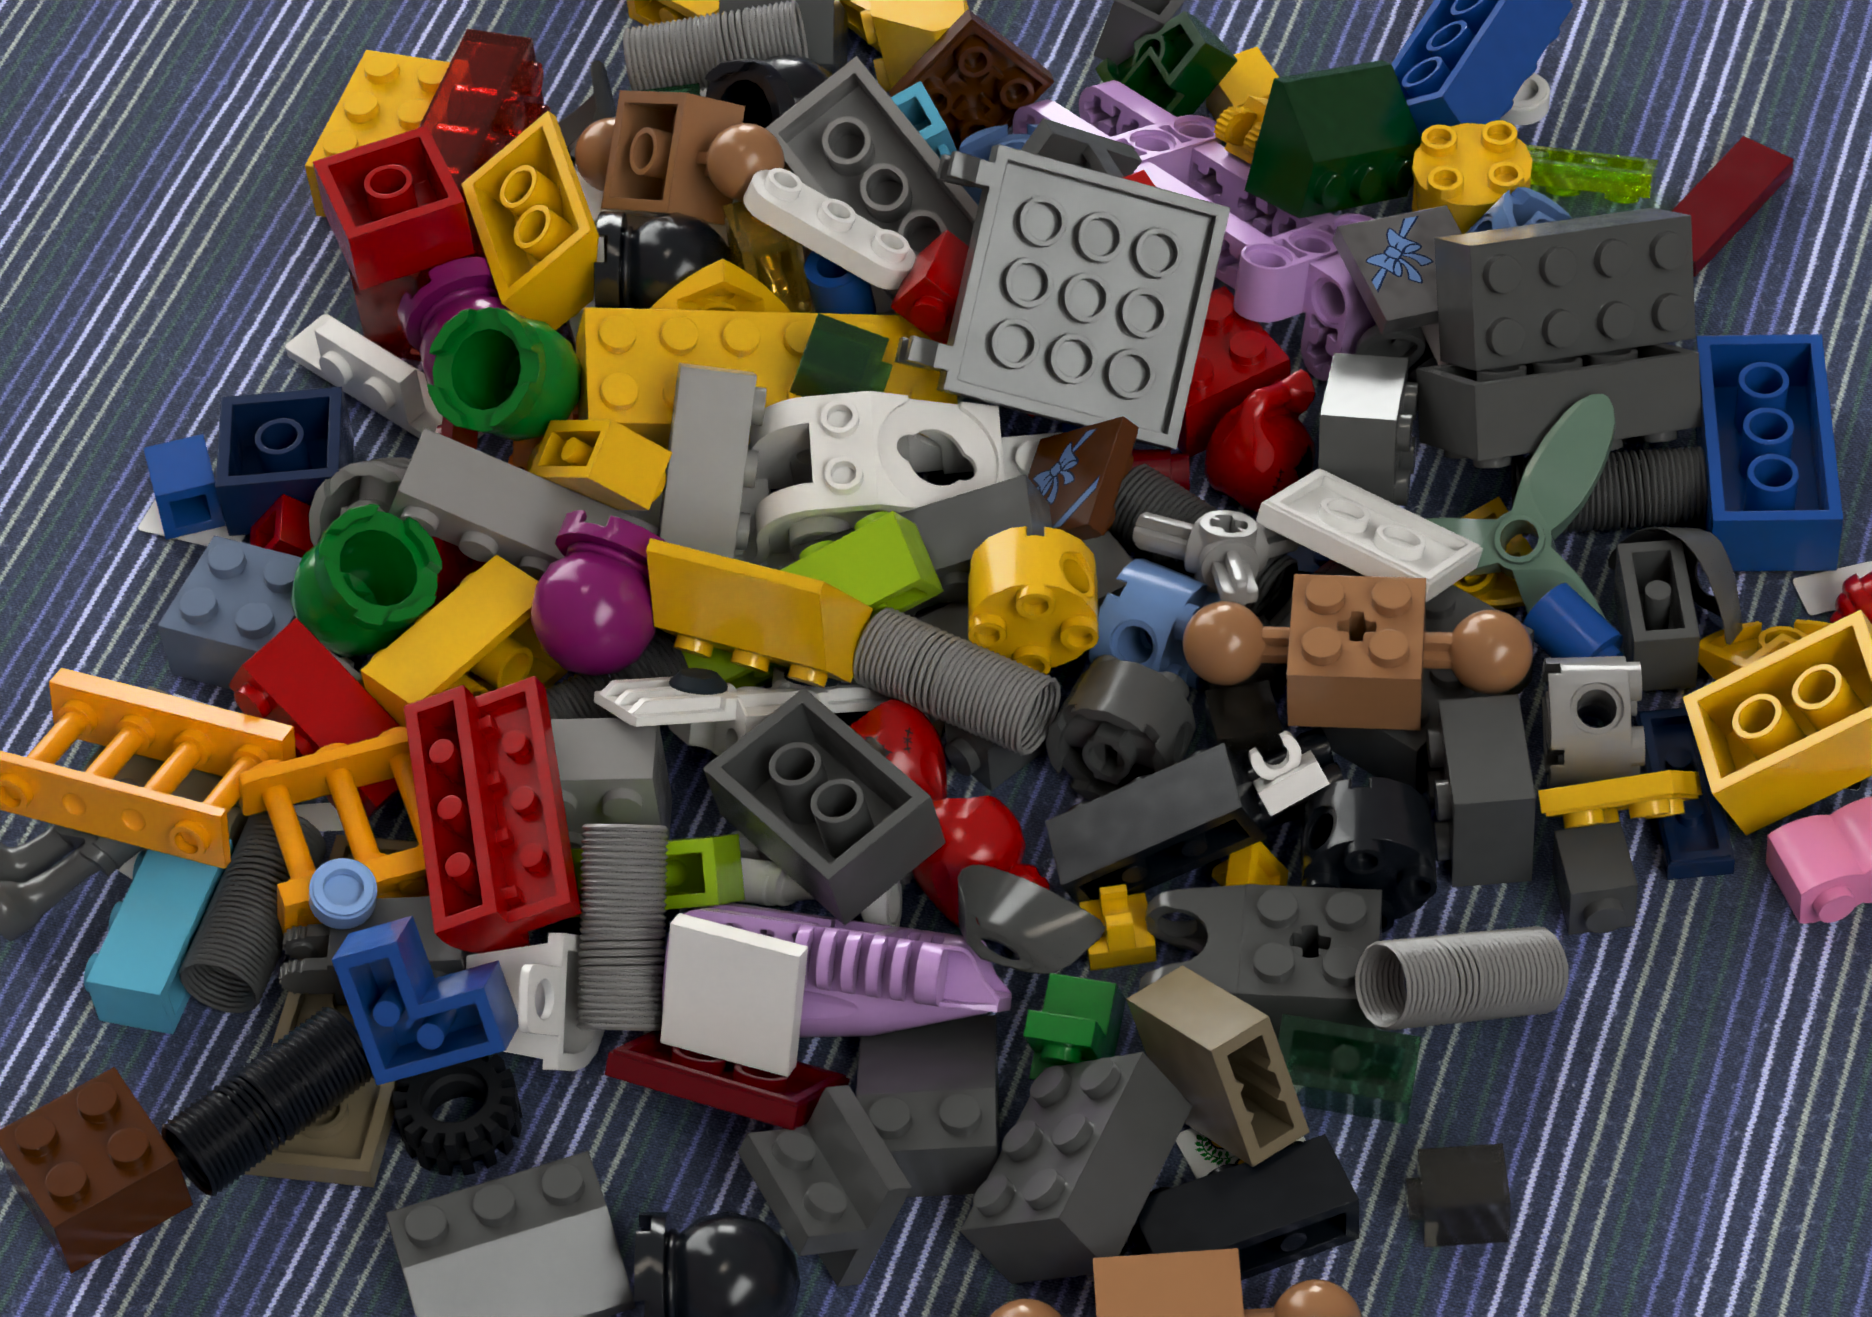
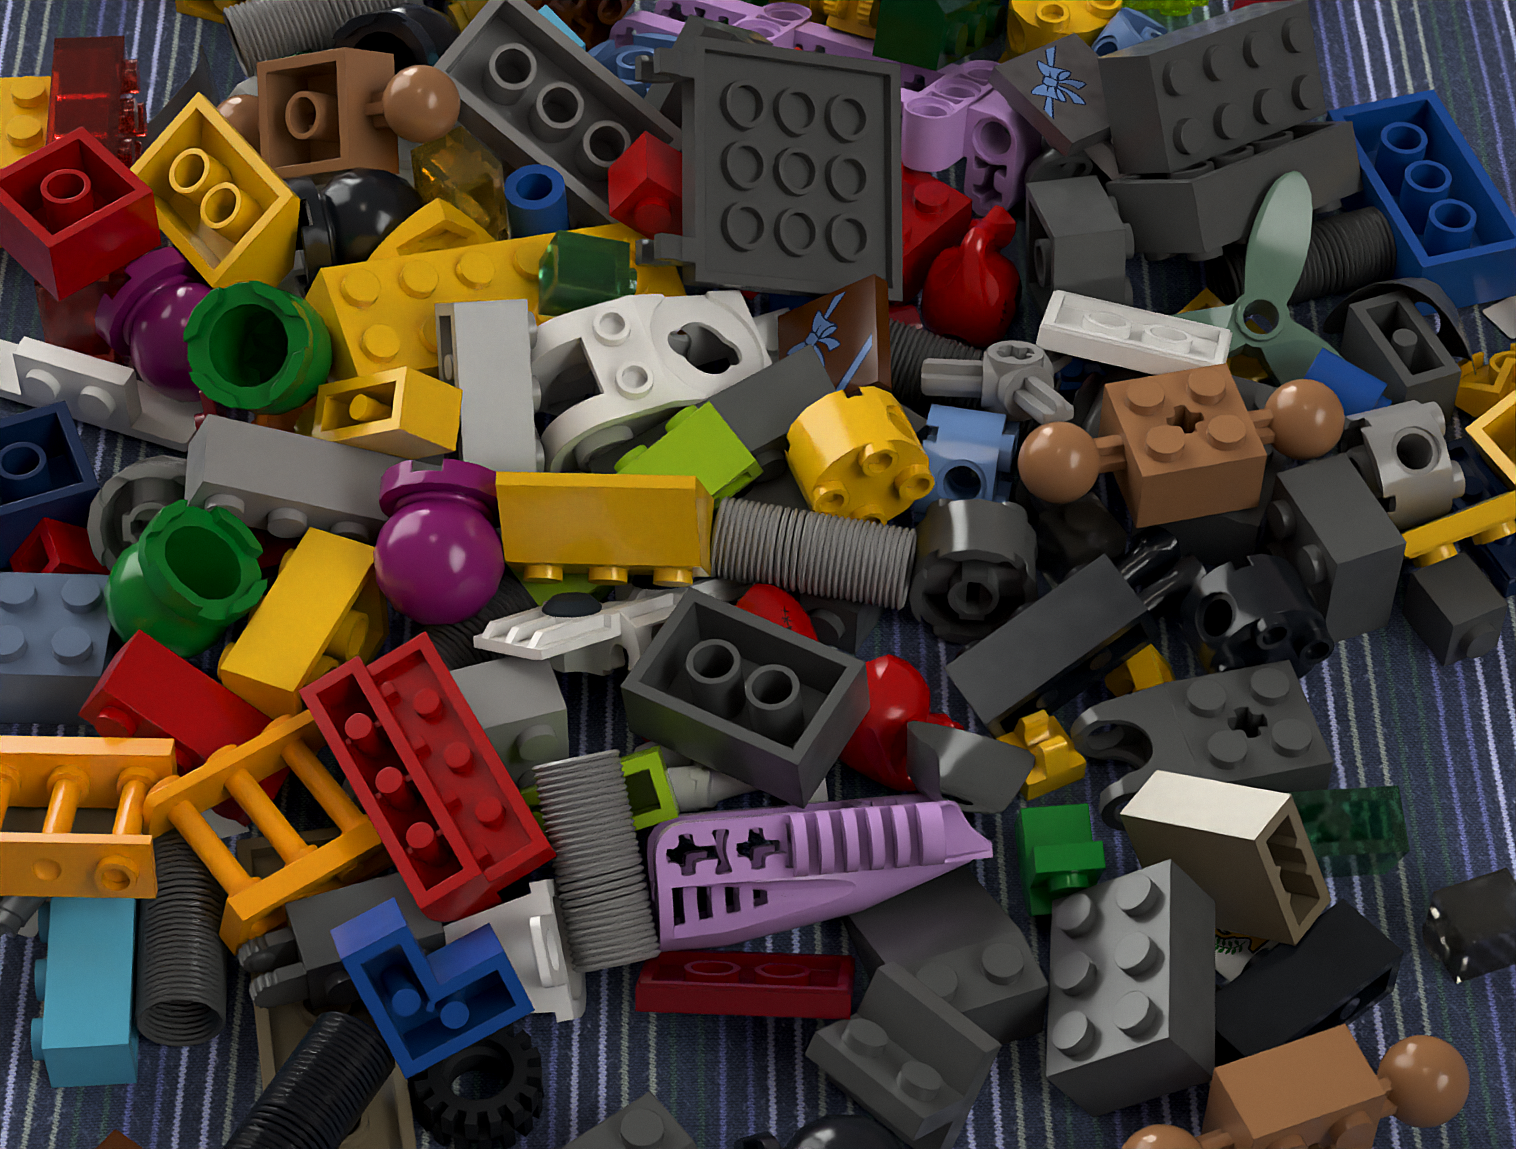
camera: 25 degrees left, 0 degrees up
(342, 893) = (299, 893): light blue tile -> none
(733, 994) = (741, 899): white tile -> none
(829, 228) = (526, 151): white plate -> none
(1288, 781) = (1166, 576): white tile -> none
(1461, 977) = (1400, 723): light grey piece -> none

